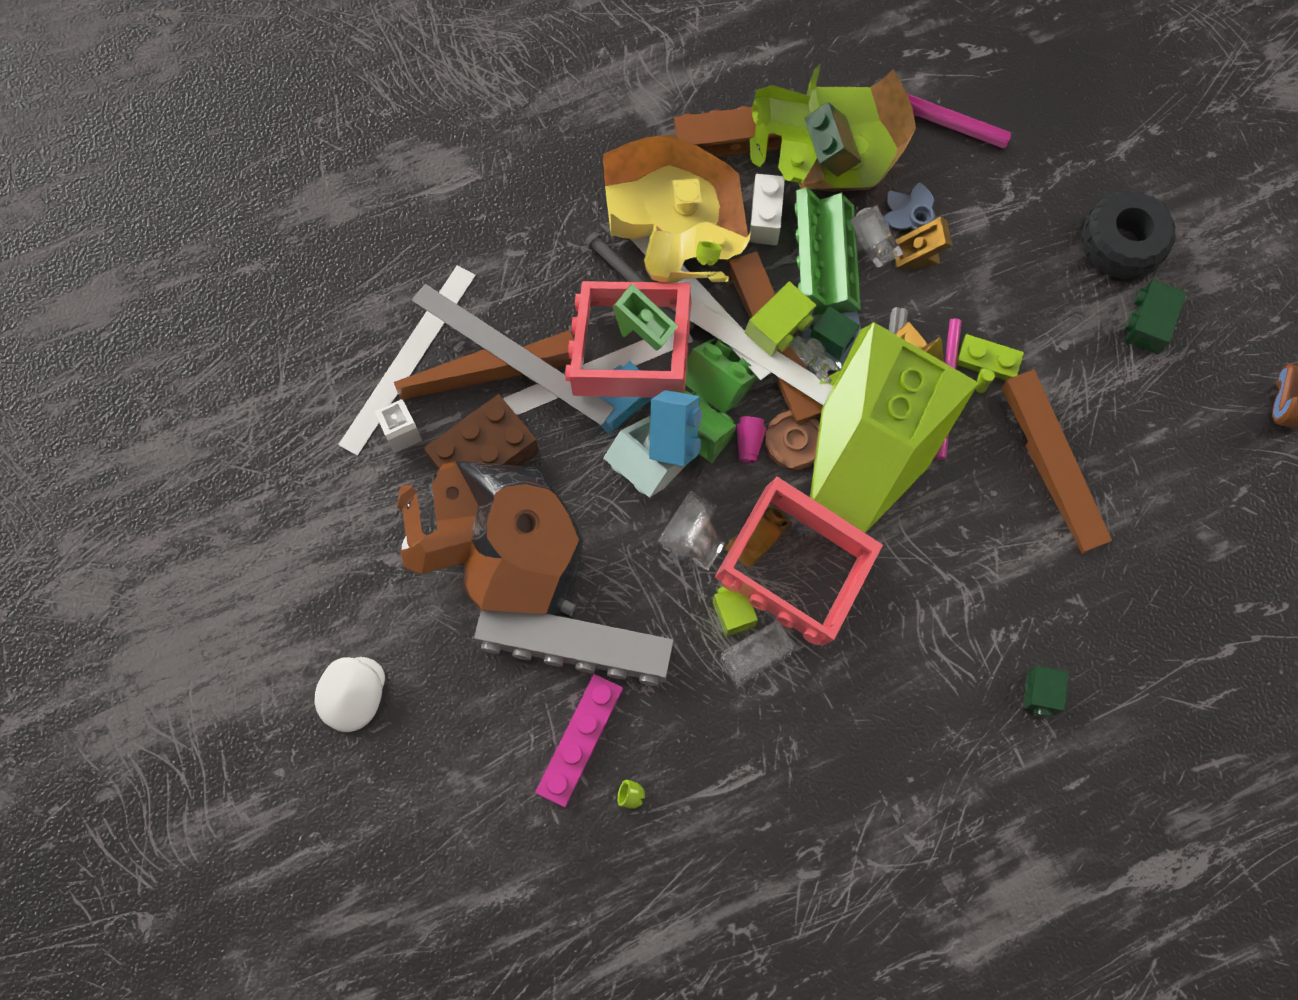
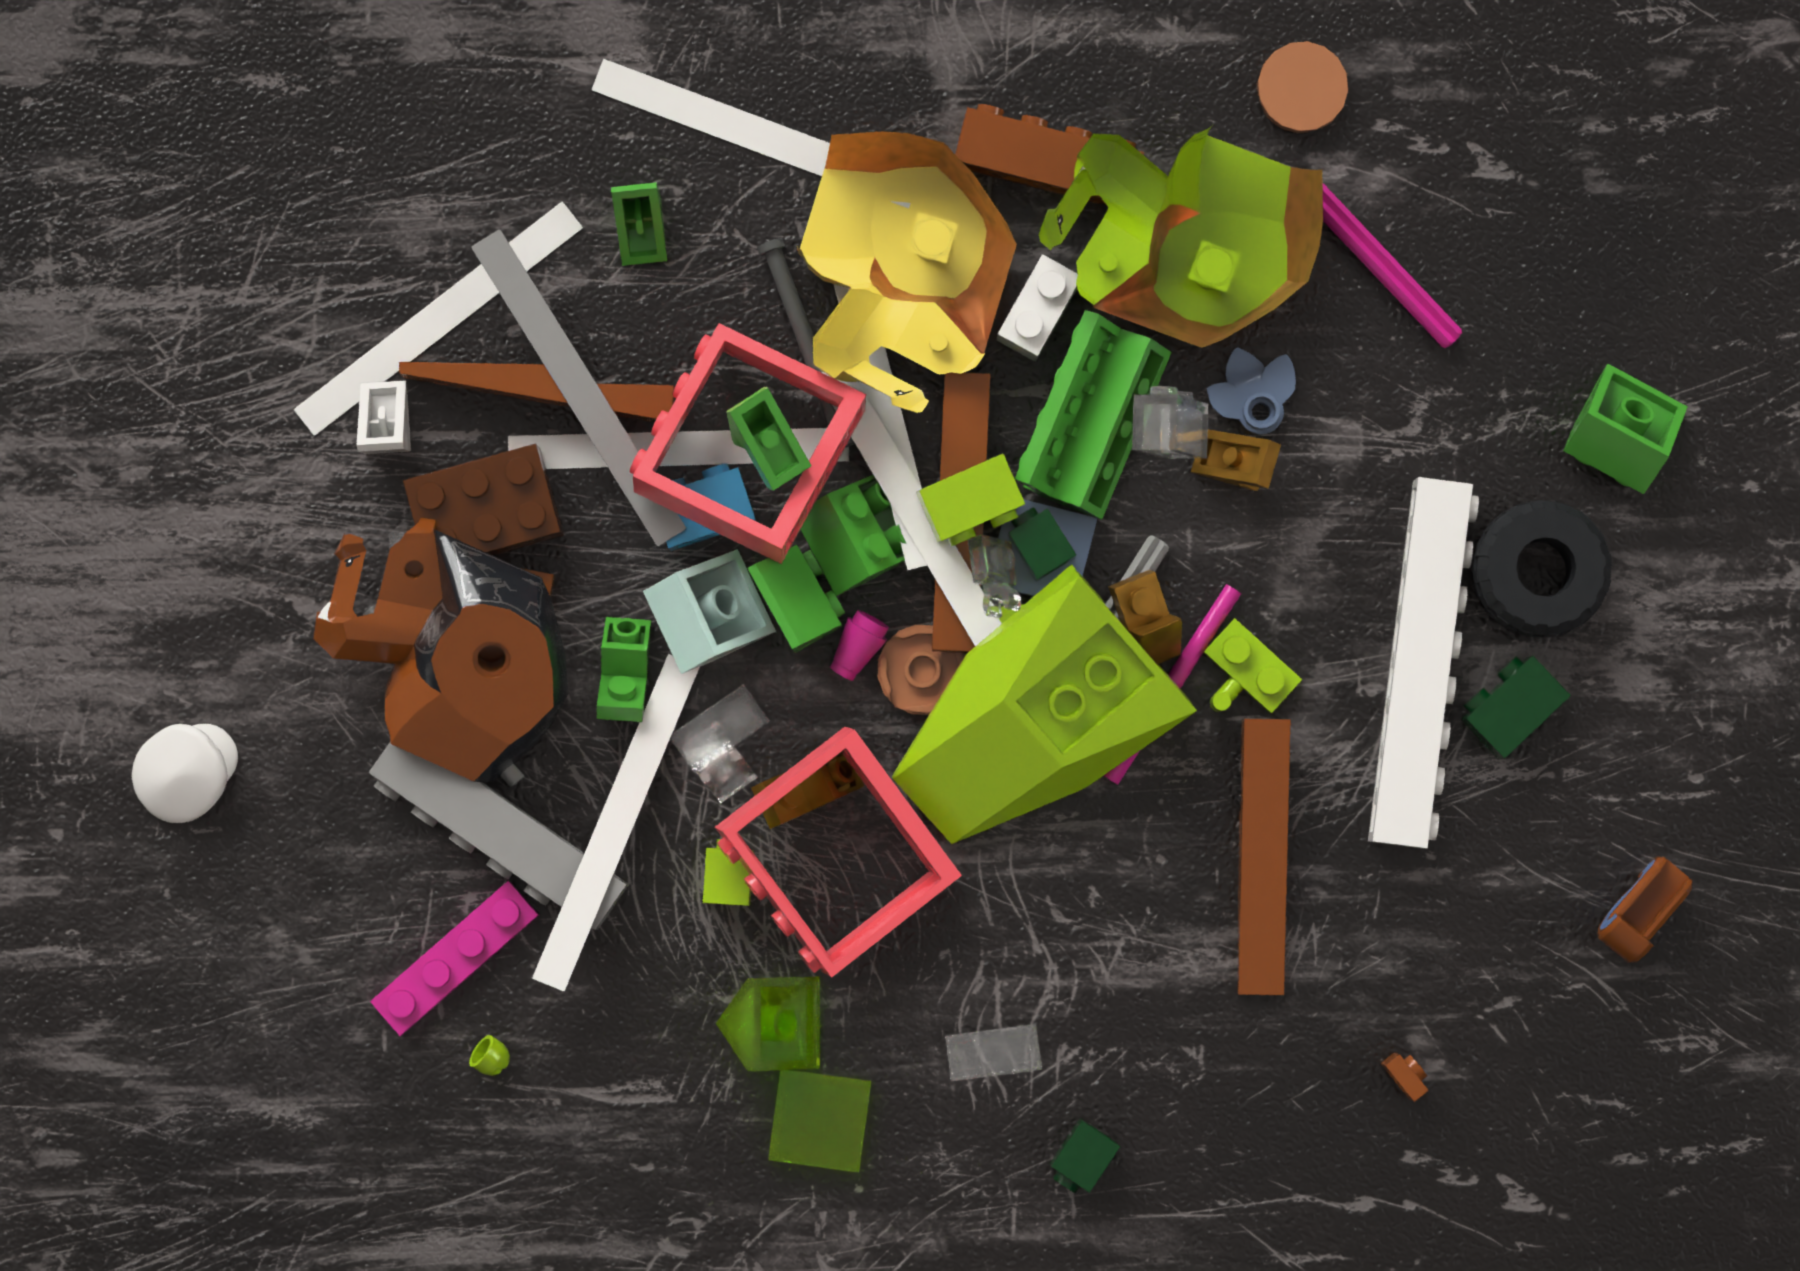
camera: 25 degrees right, 15 degrees up
(508, 252) = (639, 223): none -> bright green slope
(528, 188) = (713, 117): none -> white sticker
(611, 511) = (624, 669): none -> bright green slope
(649, 610) = (614, 825): none -> white sticker
(674, 427) = (744, 608): dark azure brick -> none
(708, 252) = (919, 359): lime hinge -> none
(757, 653) = (728, 948): clear brick -> none
(807, 691) = (775, 1023): none -> clear neon green slope
(832, 139) = (1176, 250): brick -> none
(854, 47) = (1302, 87): none -> nougat tile
(864, 744) = (819, 1120): none -> clear neon green tile
(953, 652) = (993, 1052): none -> clear plate
(1089, 317) = (1421, 663): none -> white brick
(1131, 148) = (1626, 429): none -> bright green slope
(1213, 556) = (1406, 1074): none -> dark orange plate

